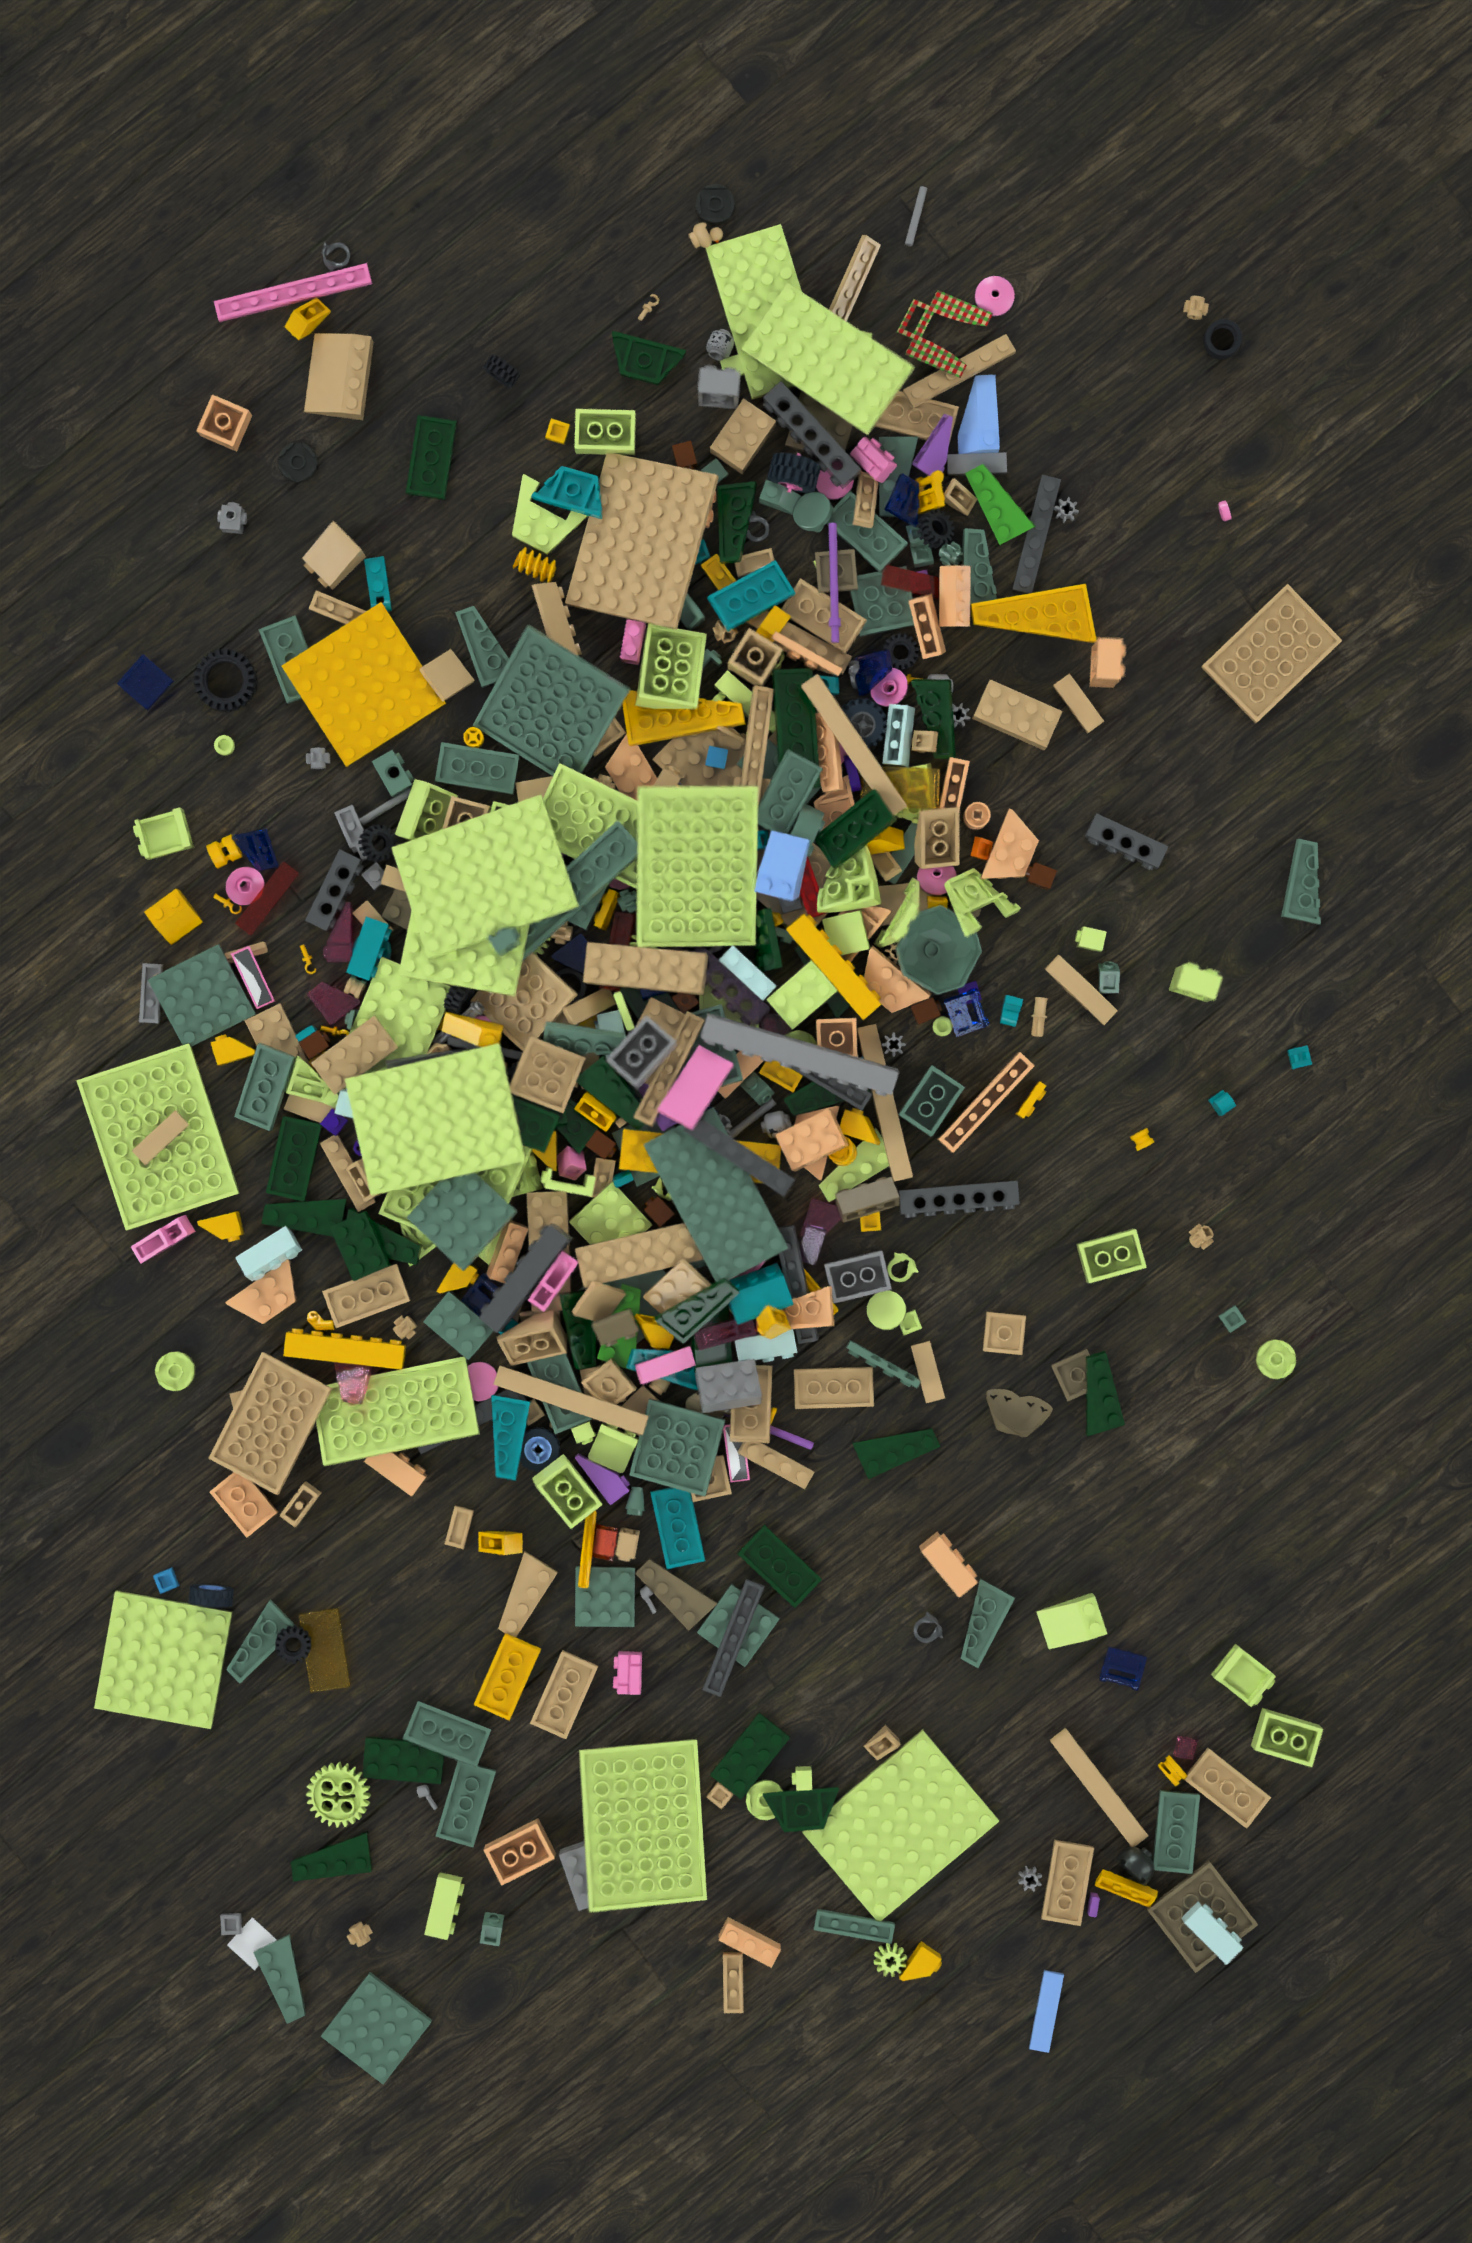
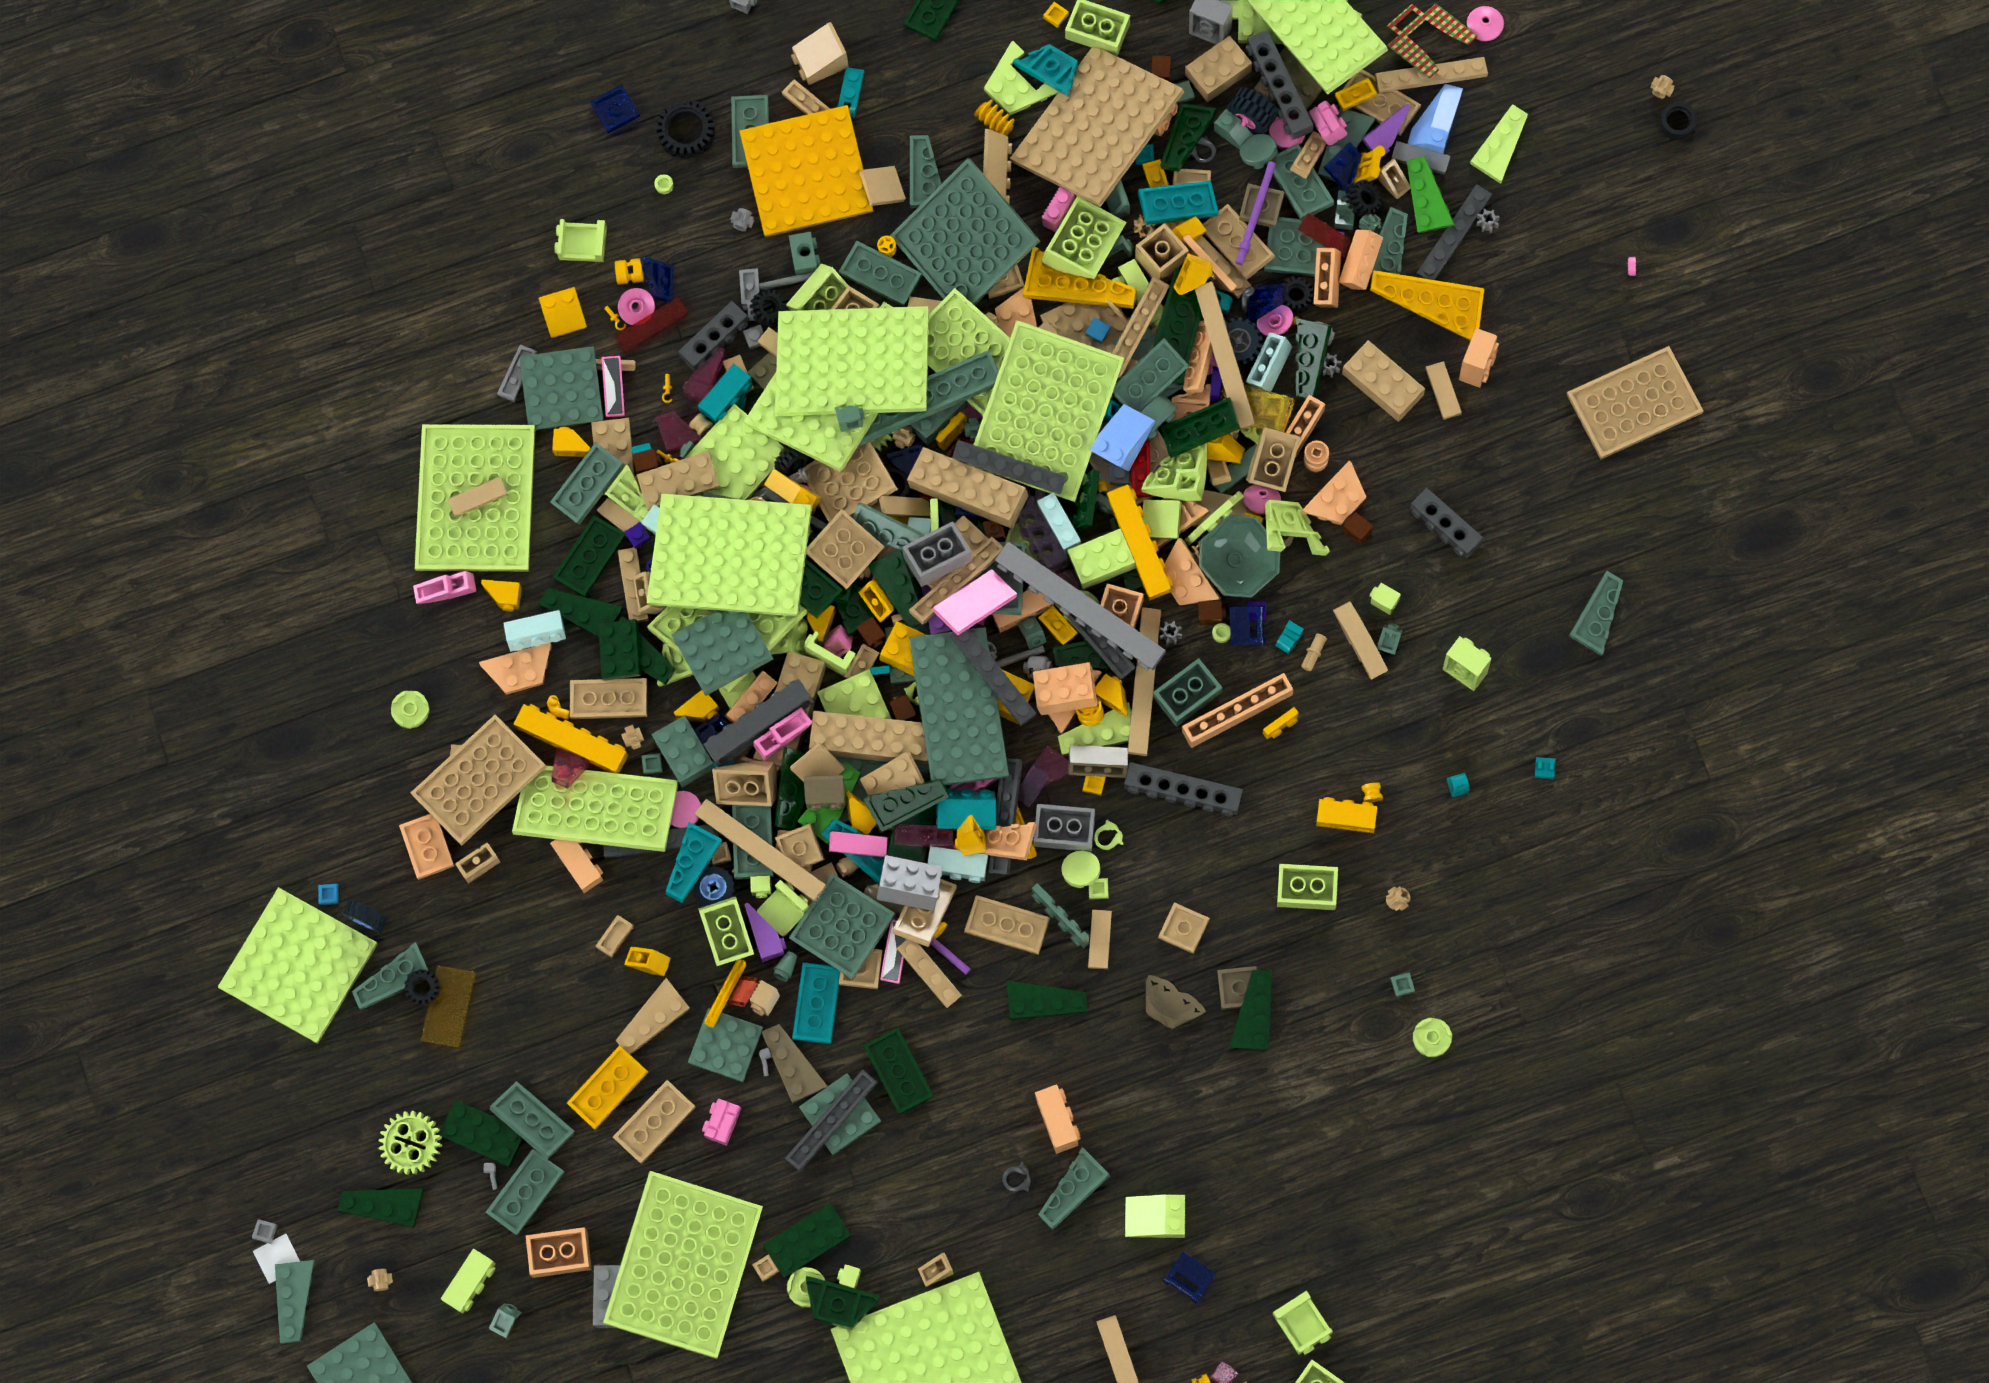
camera: 25 degrees right, 15 degrees down
(433, 1346) = (652, 764): none -> sand green tile
(680, 936) = (1009, 467): none -> dark grey plate
(795, 673) = (1193, 274): none -> yellow slope
(891, 418) = (1355, 94): none -> yellow plate
(924, 741) = (1290, 376): tan bracket -> none
(981, 848) = (1311, 486): orange plate -> none
(1052, 424) = (1499, 146): none -> yellowish green wing
(1124, 1170) = (1346, 815): none -> yellow brick

